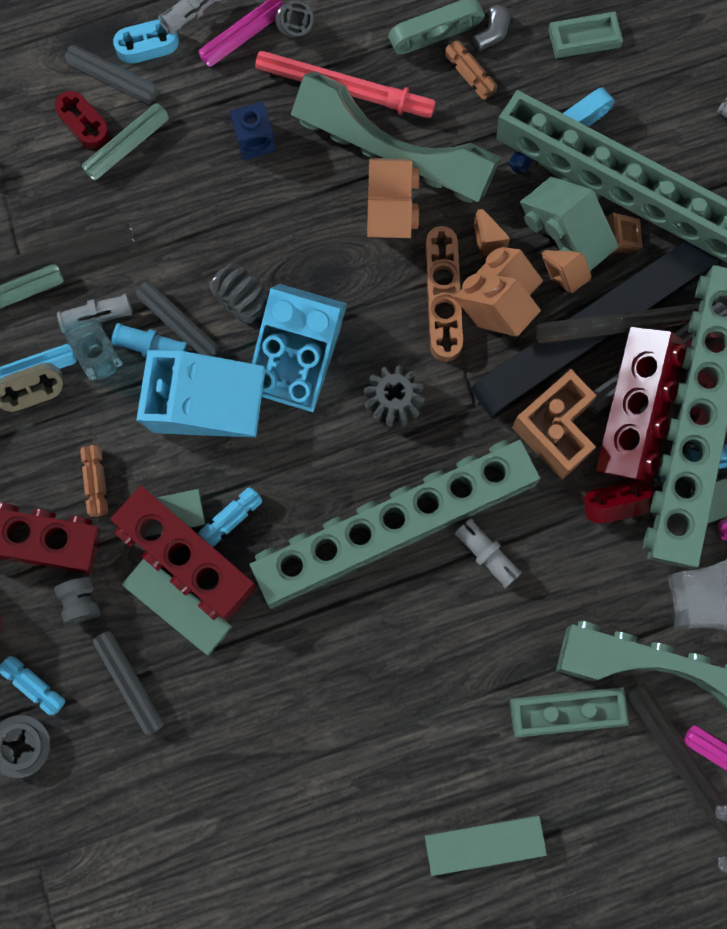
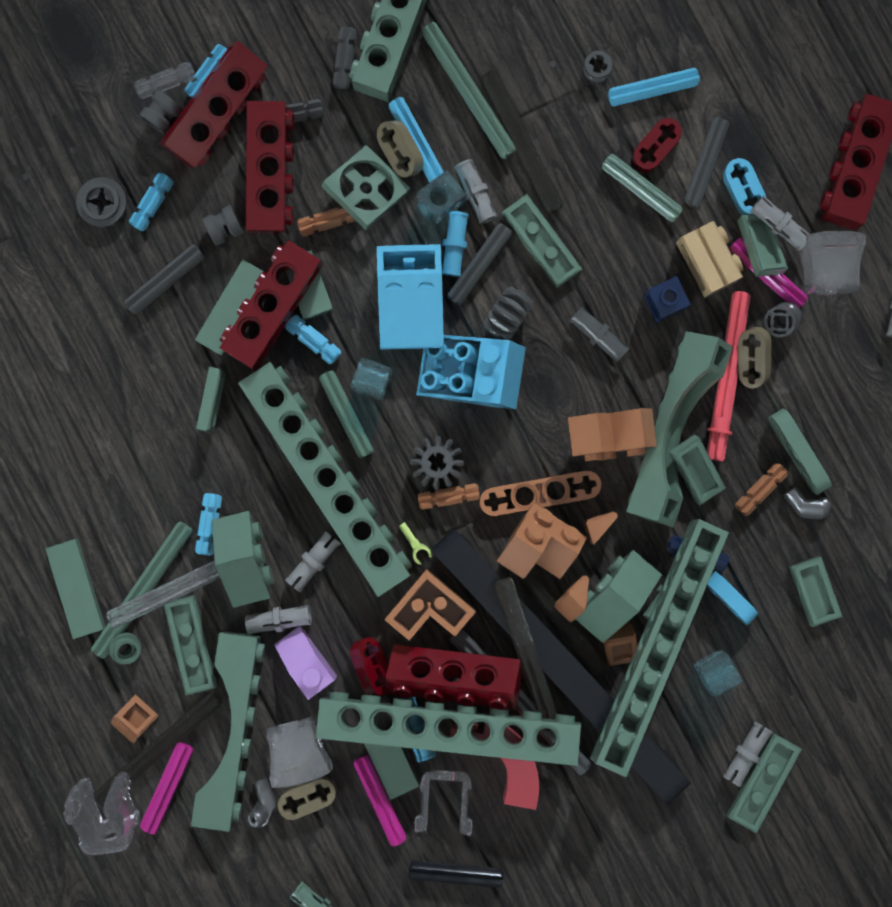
camera: 85 degrees right, 10 degrees up
(18, 114) = (653, 87): none -> medium azure axle
(53, 411) = (365, 217): none -> sand green piece
(164, 253) = (541, 241): none -> sand green tile
(212, 29) = (761, 246): none -> sand green tile
(216, 82) = (710, 258): none -> tan brick
(277, 206) = (599, 334): none -> dark grey pin
(281, 643) = (211, 400): none -> sand green tile
(287, 454) = (371, 378): none -> clear light blue brick
(323, 492) = (346, 414): none -> sand green axle
(331, 44) = (750, 356): none -> dark tan beam
(428, 670) = (205, 531): none -> medium azure axle
(433, 391) = (448, 496): none -> nougat axle
(441, 126) = (697, 470): none -> sand green tile
(475, 630) = (241, 559): none -> sand green brick
(485, 435) = (414, 543): none -> yellowish green hand
(497, 762) = (147, 581): none -> sand green axle
(505, 730) = (162, 595): none -> clear axle
(551, 602) = (278, 619): none -> light grey pin
(571, 785) = (129, 655): none -> sand green plate
(605, 576) = (305, 662): none -> lavender slope
(651, 794) = (134, 719): none -> nougat slope
(663, 136) = (717, 673): none -> clear light blue brick

